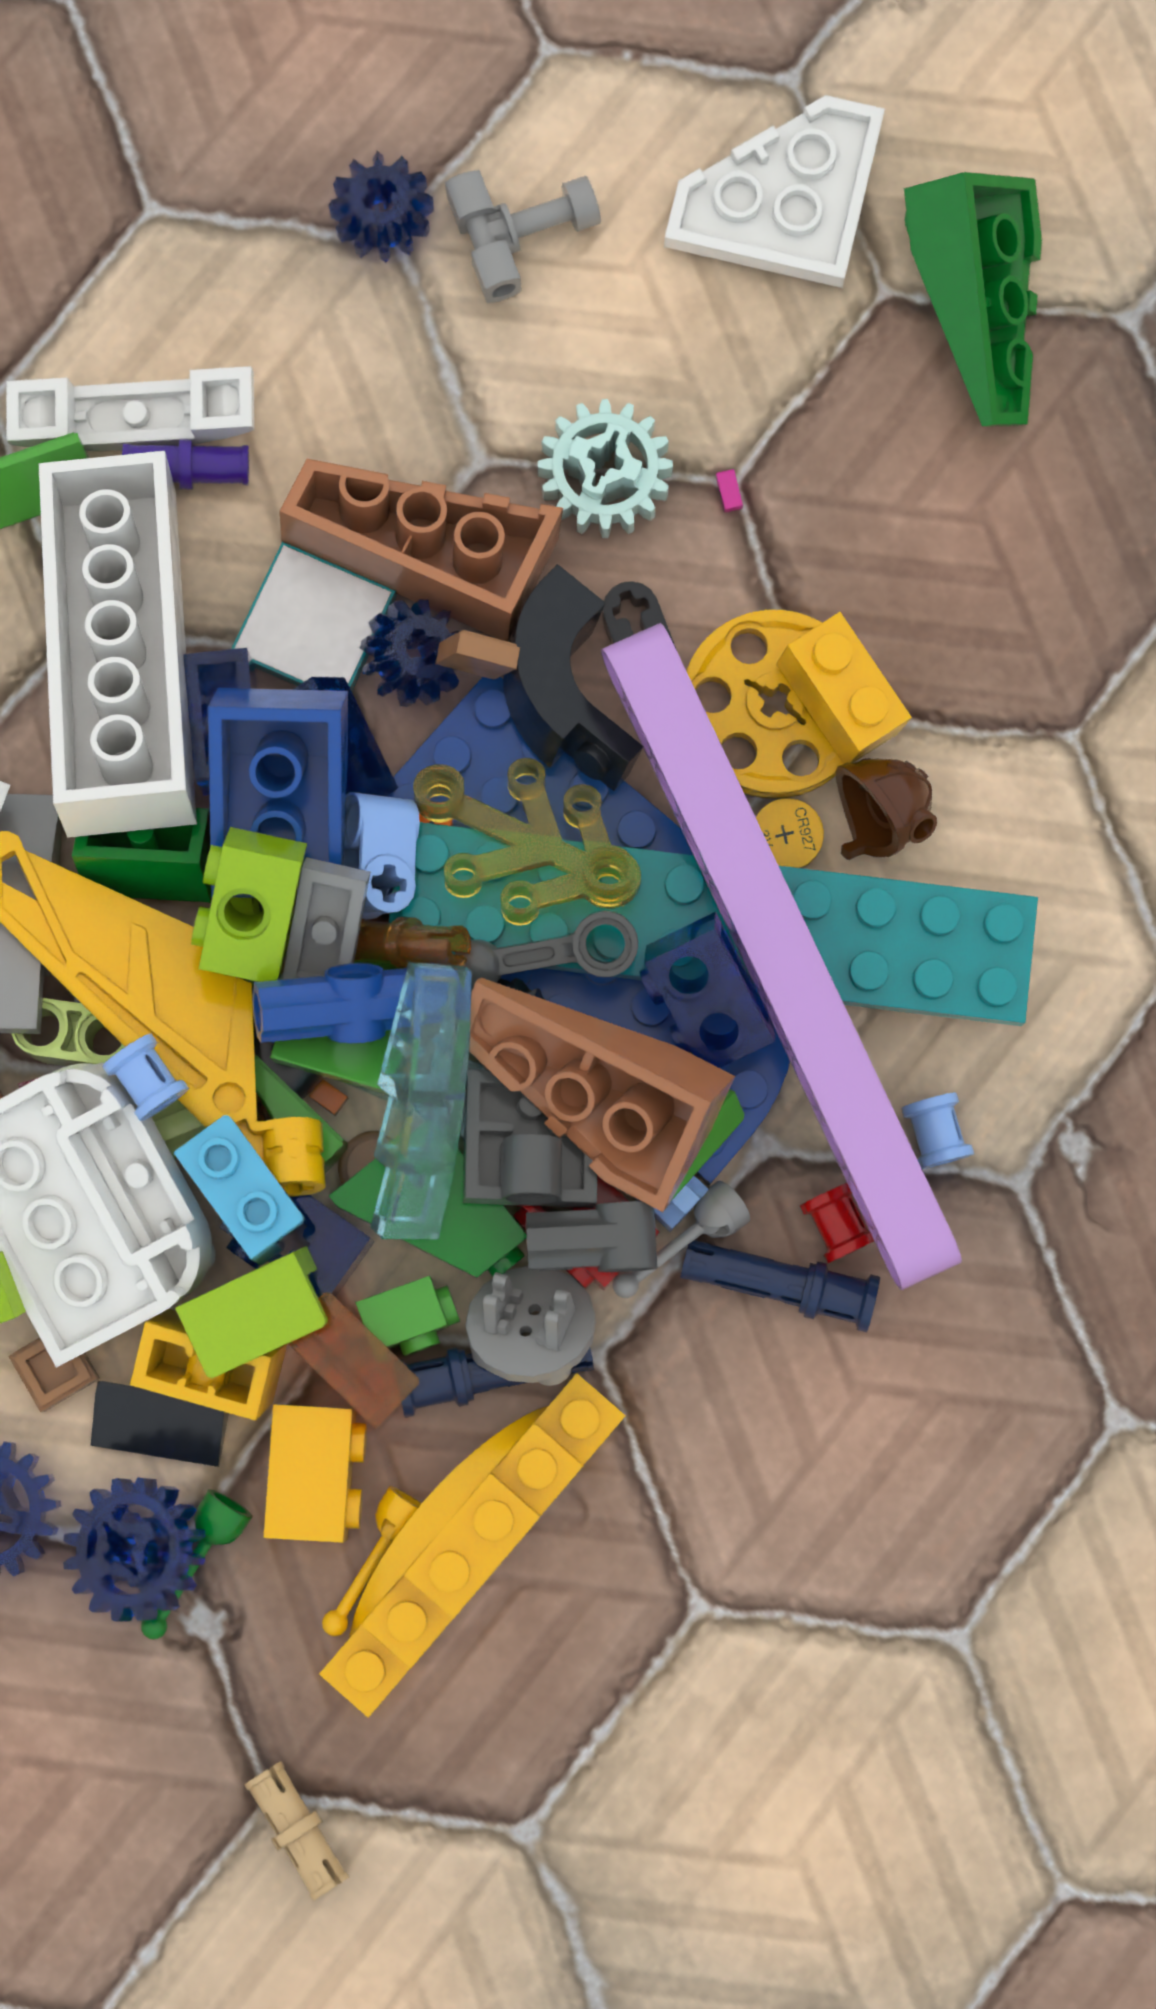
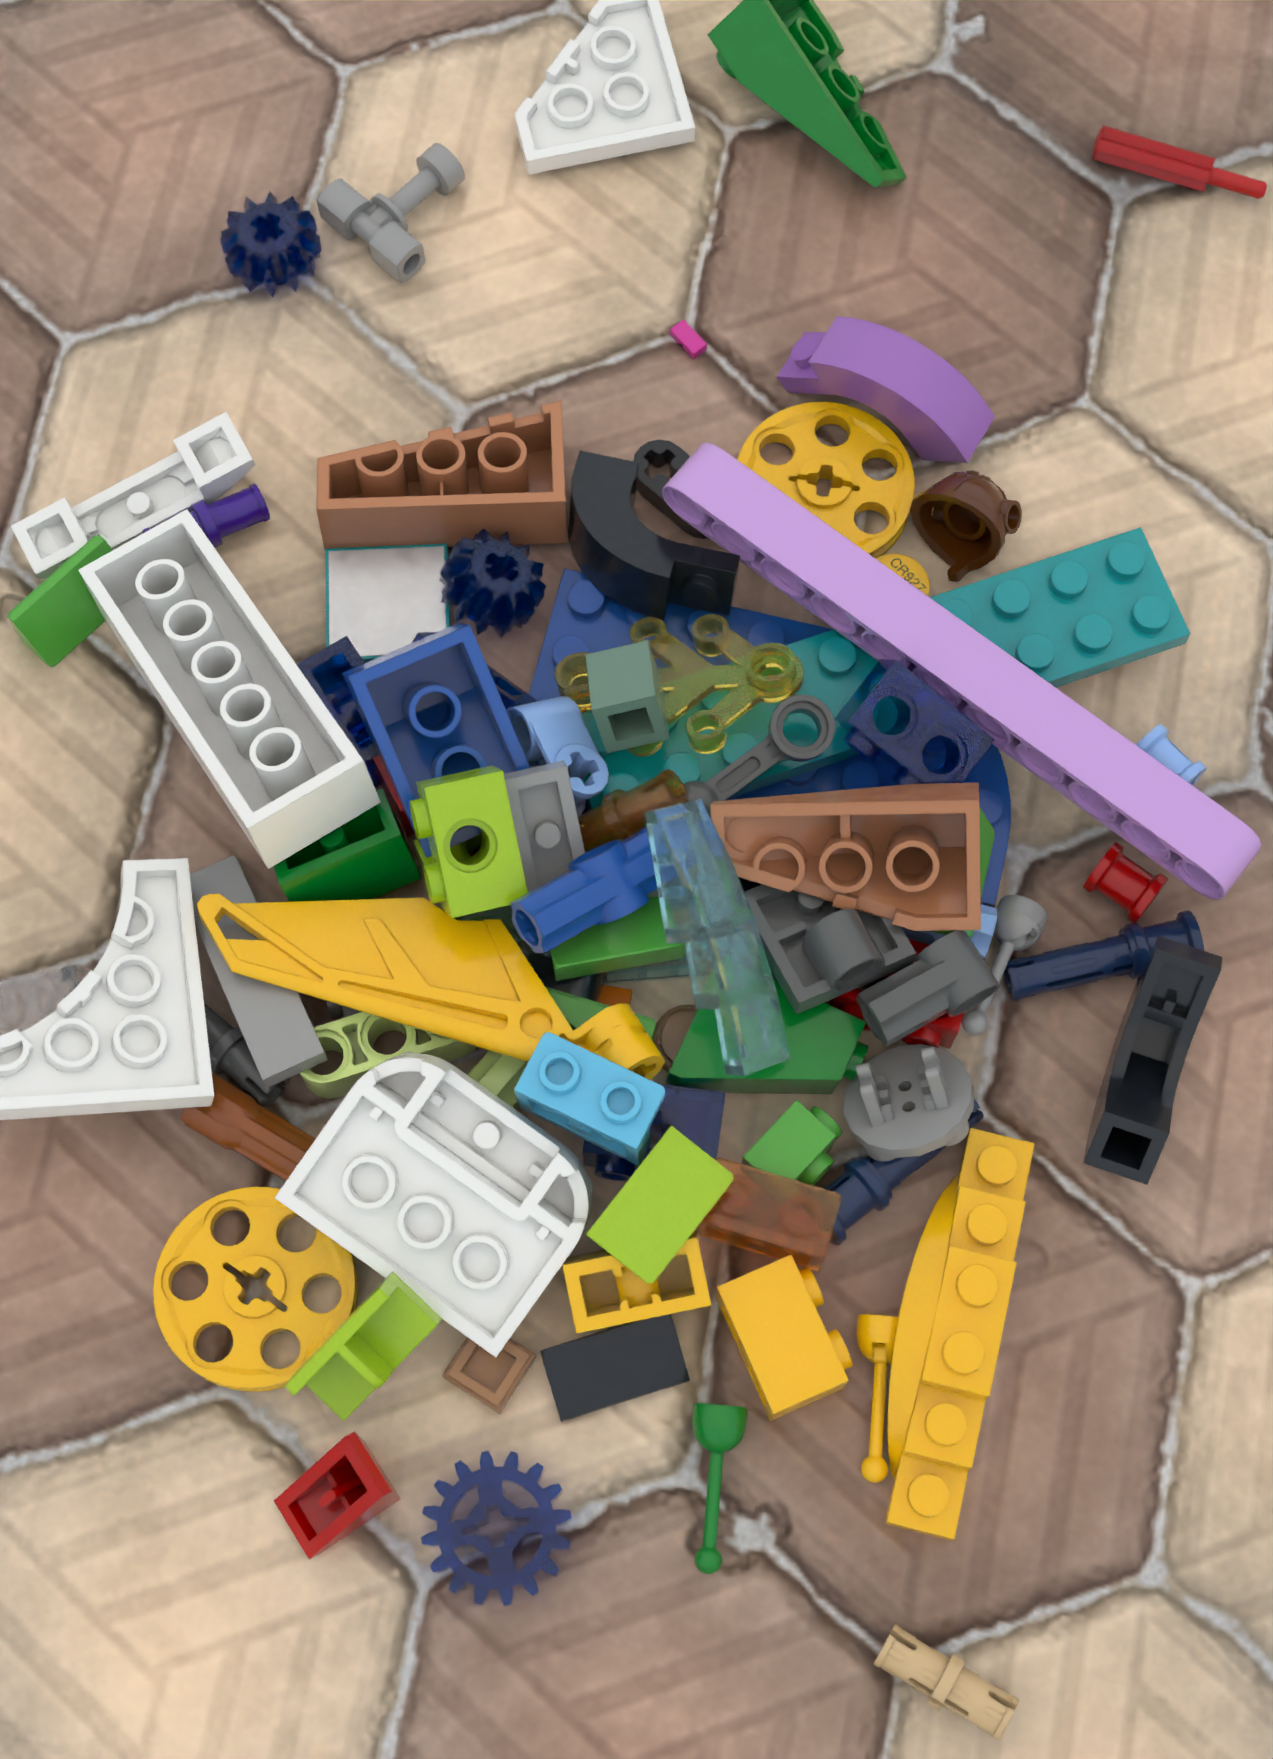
camera: 25 degrees left, 10 degrees down
(108, 1542) = (640, 1516): clear blue gear -> none
(145, 1077) = (452, 1036): light blue bush -> none
(460, 838) = (627, 696): none -> sand green brick
(478, 654) = (554, 549): medium nougat tile -> none
(585, 455) = (604, 357): light aqua gear -> none
(760, 1399) = (1147, 1060): none -> black arch
(843, 689) = (881, 436): yellow brick -> none
(889, 631) = (898, 379): none -> medium lavender arch

